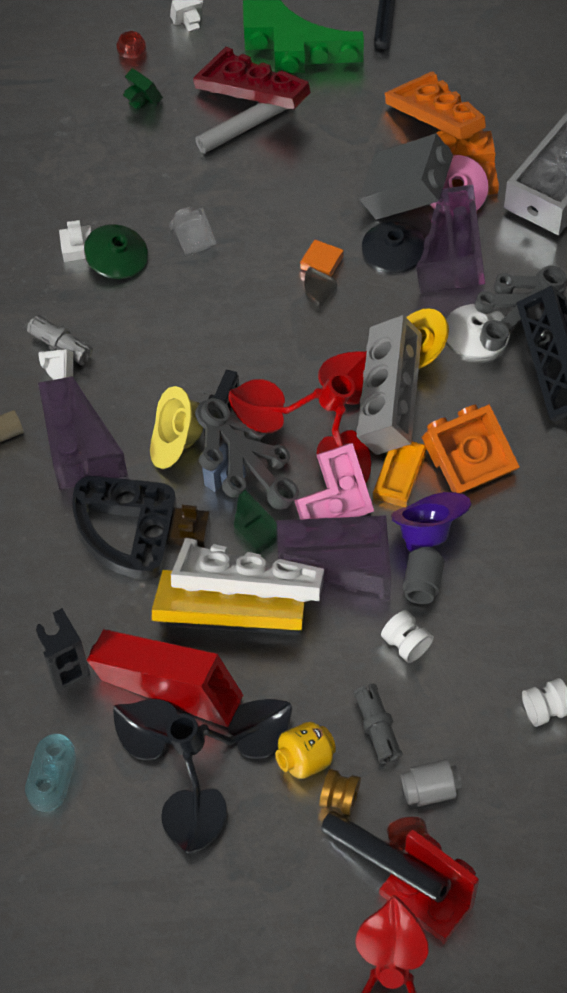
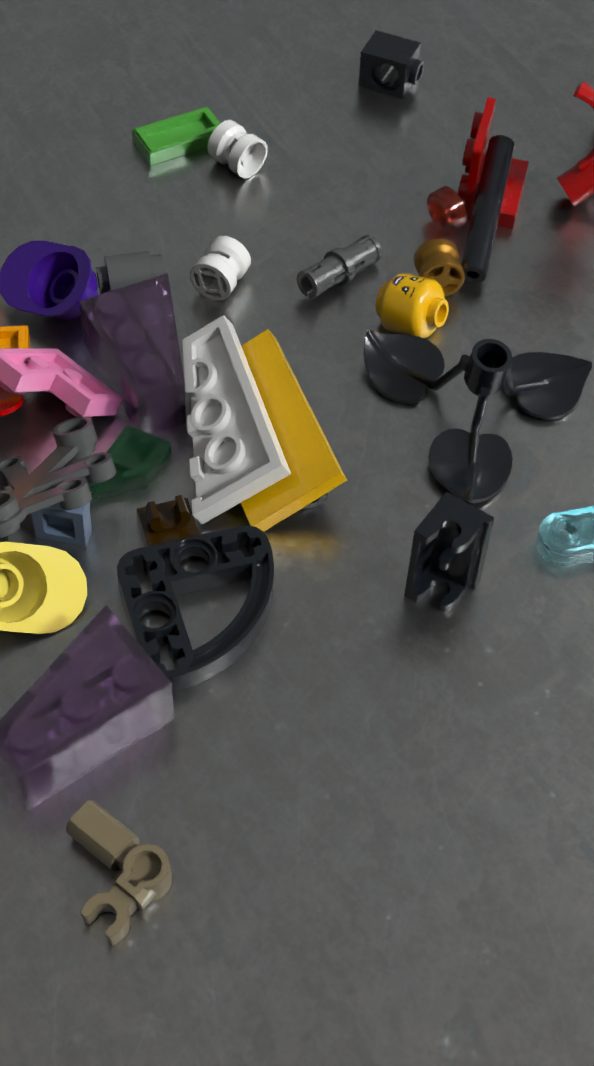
camera: 120 degrees left, 5 degrees down
(169, 672) = (405, 442): red slope -> none
(431, 783) = (382, 206): light grey brick -> none

